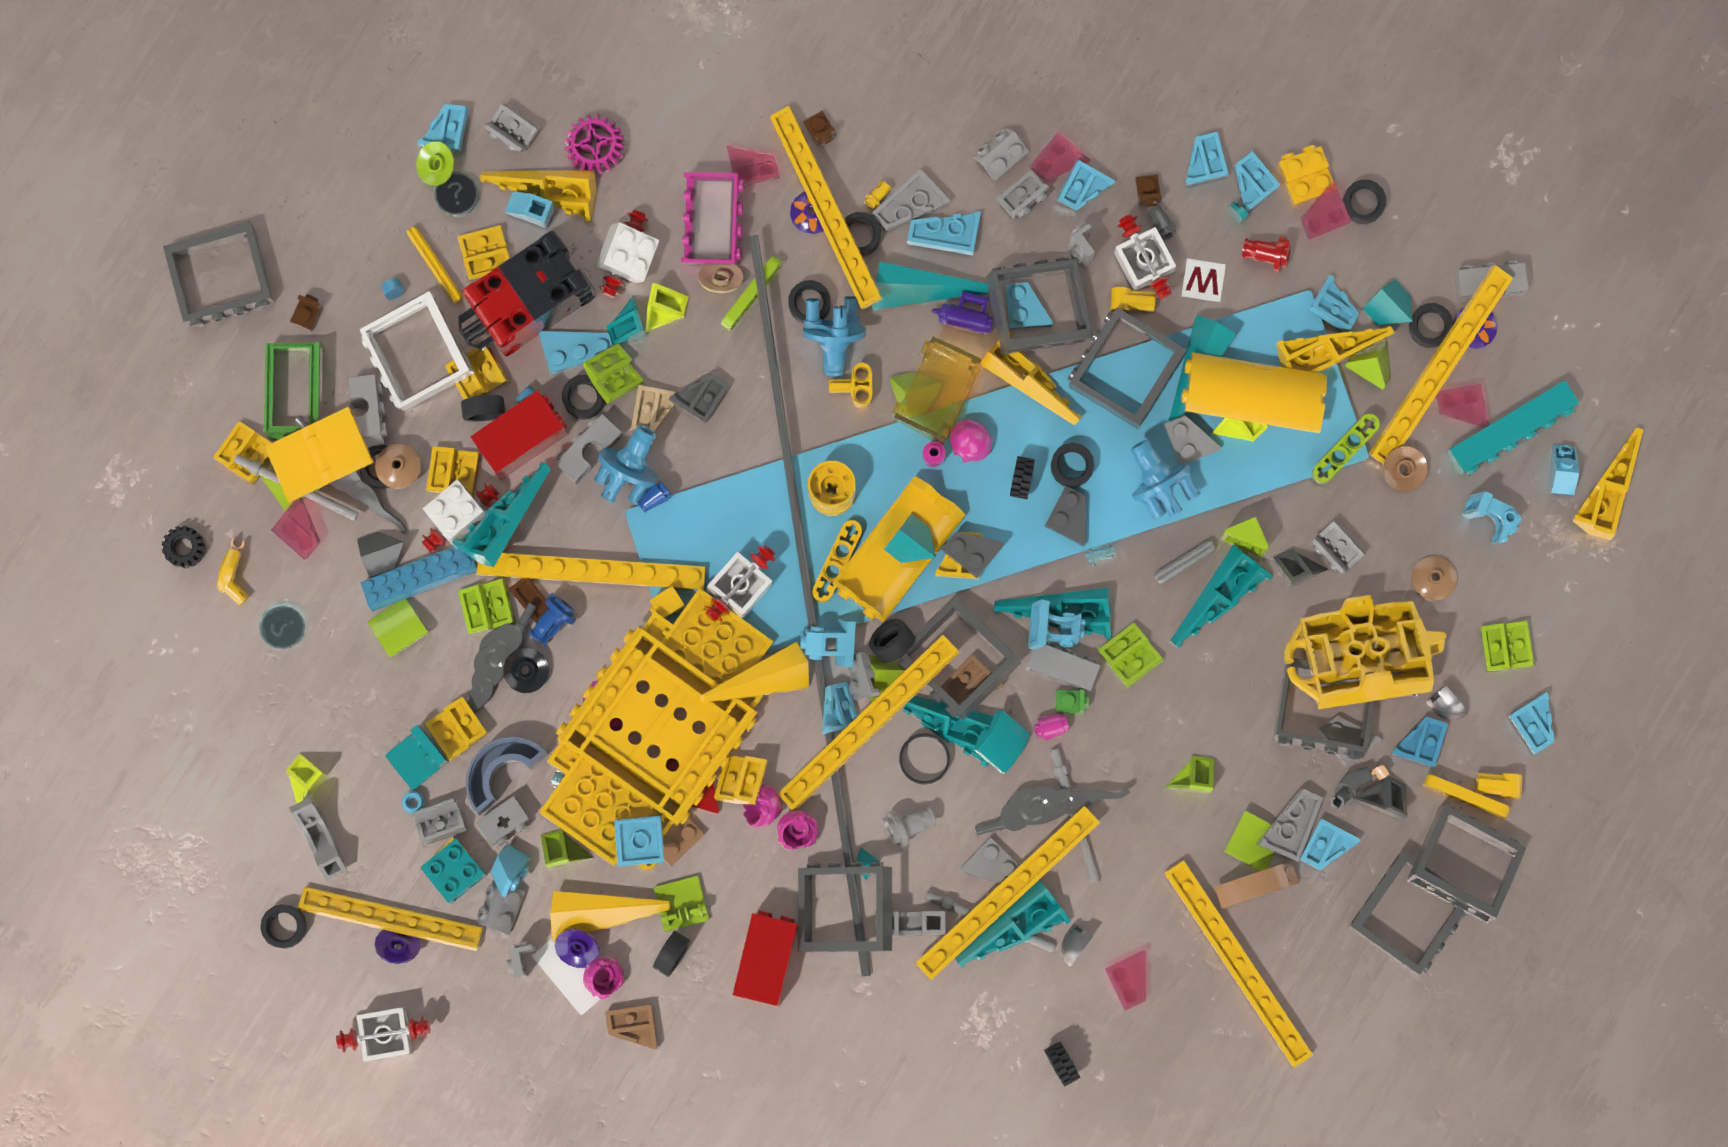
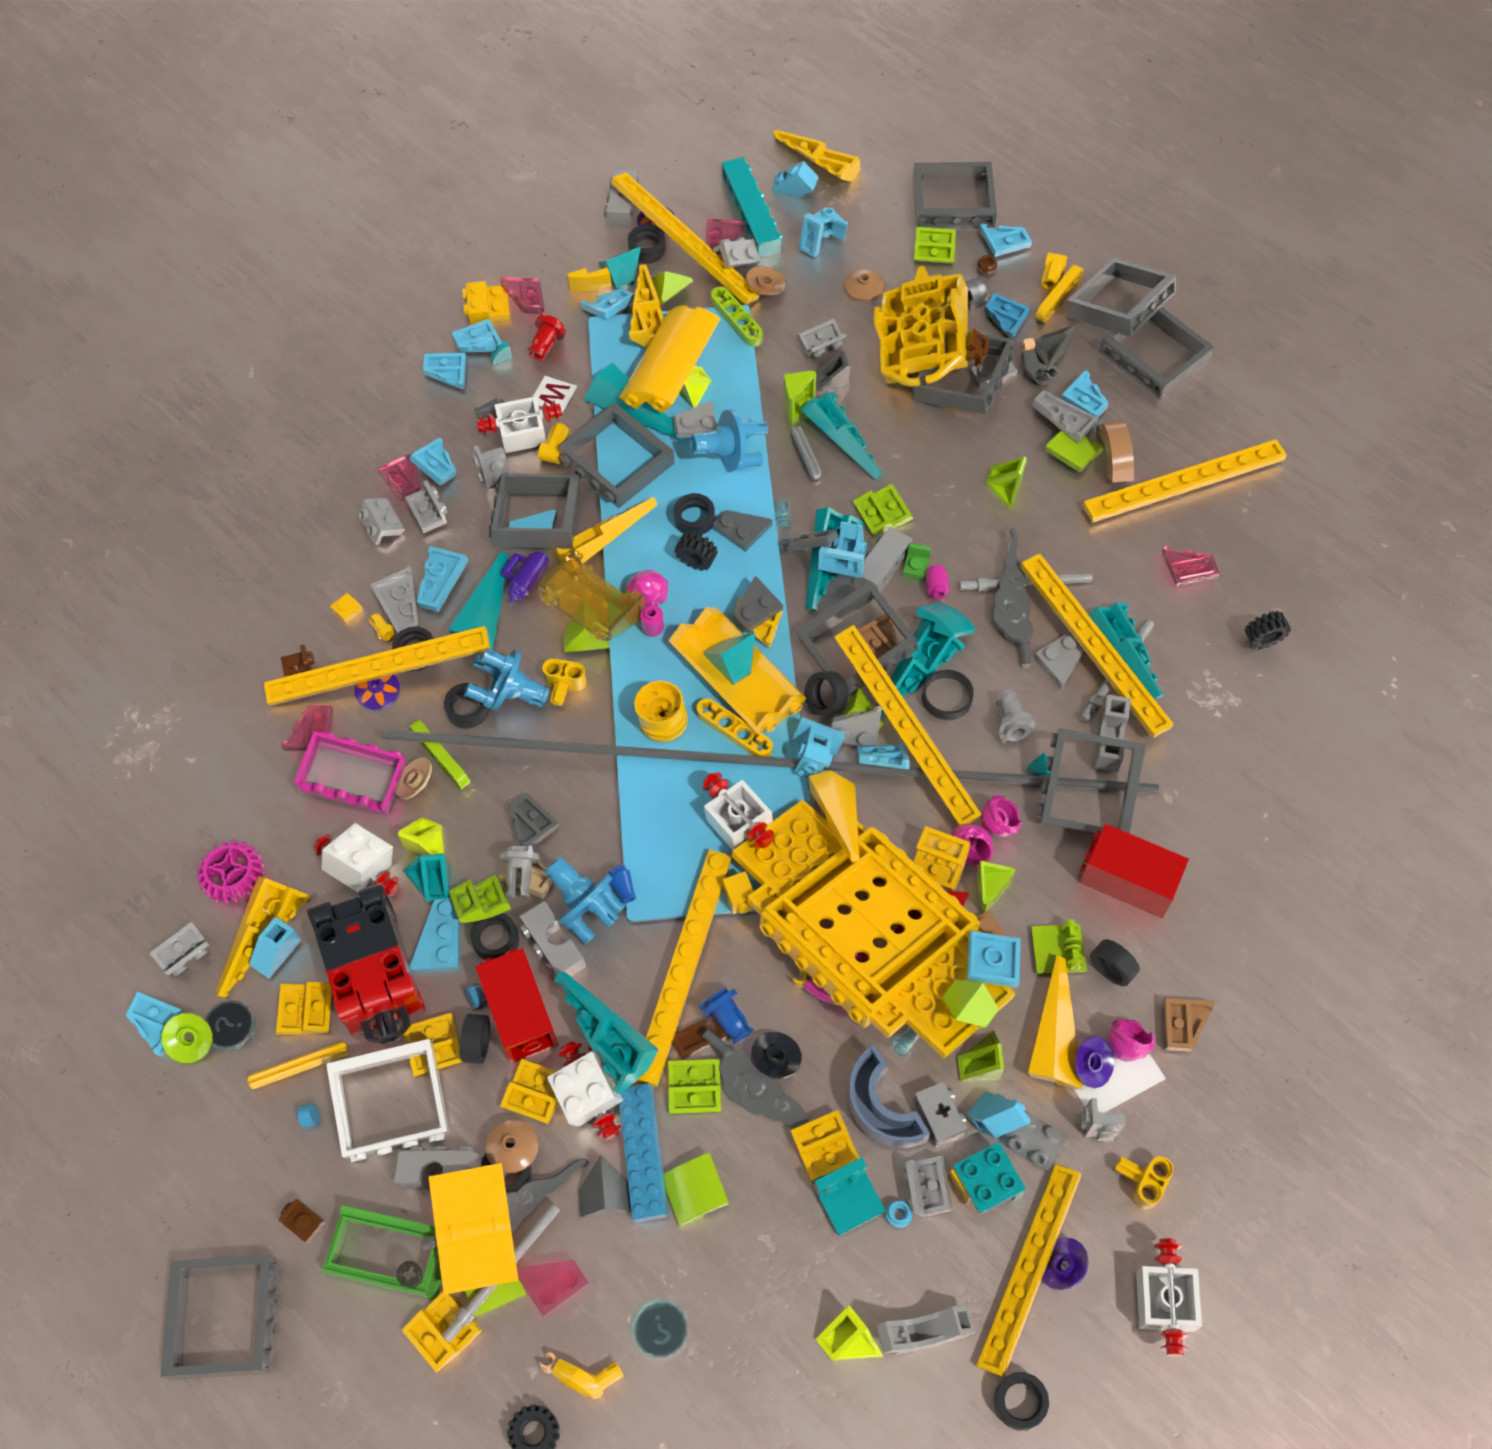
camera: 80 degrees left, 20 degrees down
(281, 419) = (405, 1267): none -> clear smoke bush
(484, 1005) = (1146, 1179): none -> yellow beam
(586, 824) = (970, 1003): none -> lime slope
(652, 399) = (519, 860): none -> light grey piece
(727, 831) = (991, 882): none -> lime slope
(893, 153) = (346, 608): none -> yellow plate
(1063, 587) = (807, 541): none -> dark grey hinge
(1074, 943) = (1150, 602): flat silver brick -> none
(1148, 190) = (458, 416): reddish brown bracket -> none
(1347, 714) = (978, 347): none -> reddish brown plate
(1359, 270) = (584, 281): none -> yellow slope
(1371, 186) = (524, 256): black tyre -> none
(1435, 429) = (738, 252): none -> light grey bracket
(1492, 709) = (987, 264): none -> reddish brown plate
(1552, 663) = (954, 216): none -> dark grey window

